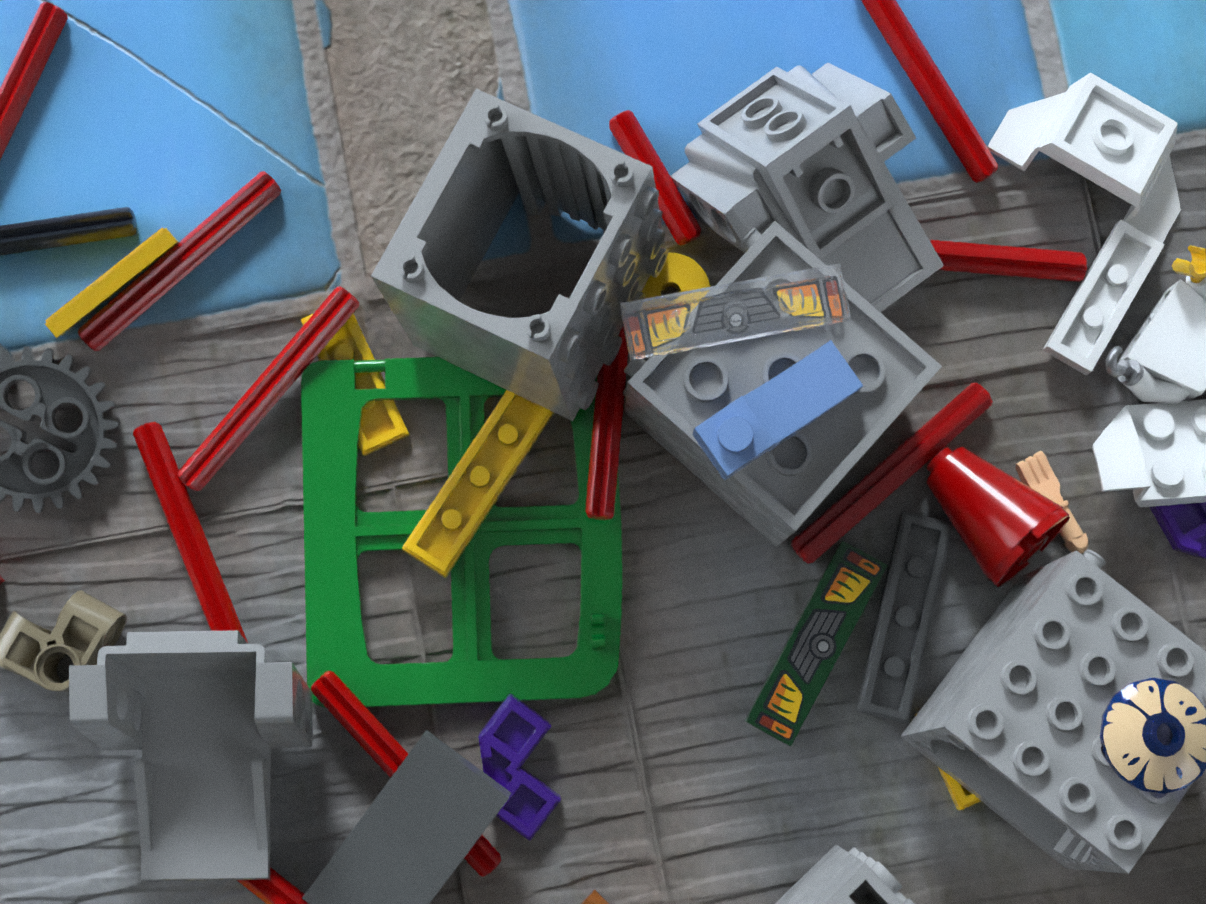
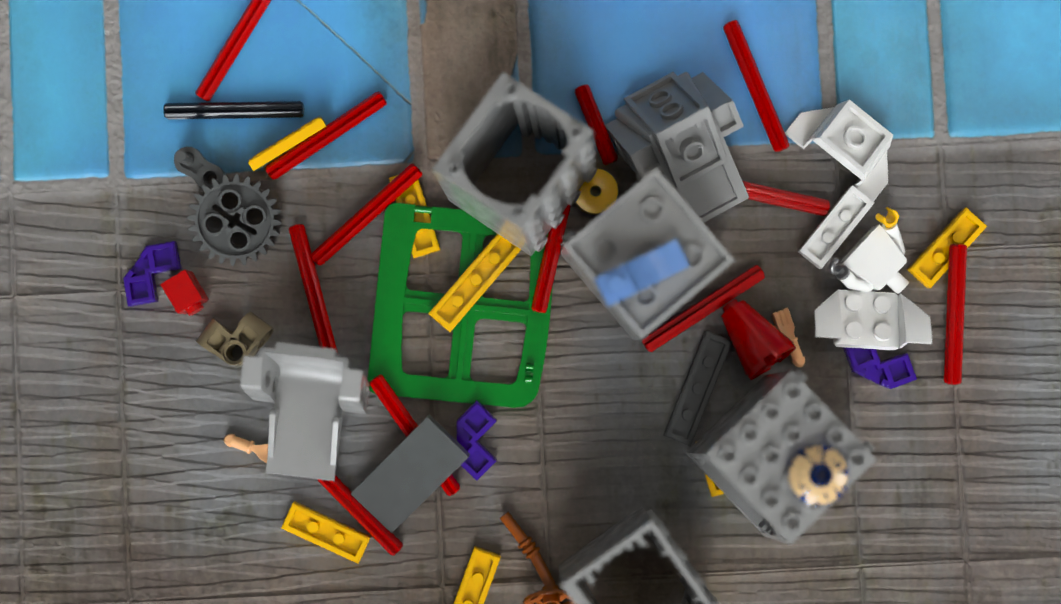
camera: 10 degrees right, 5 degrees up
(128, 842) = (249, 446): none -> light nougat piece
(735, 312) = (626, 215): clear tile -> none
(815, 643) = (647, 395): tile -> none

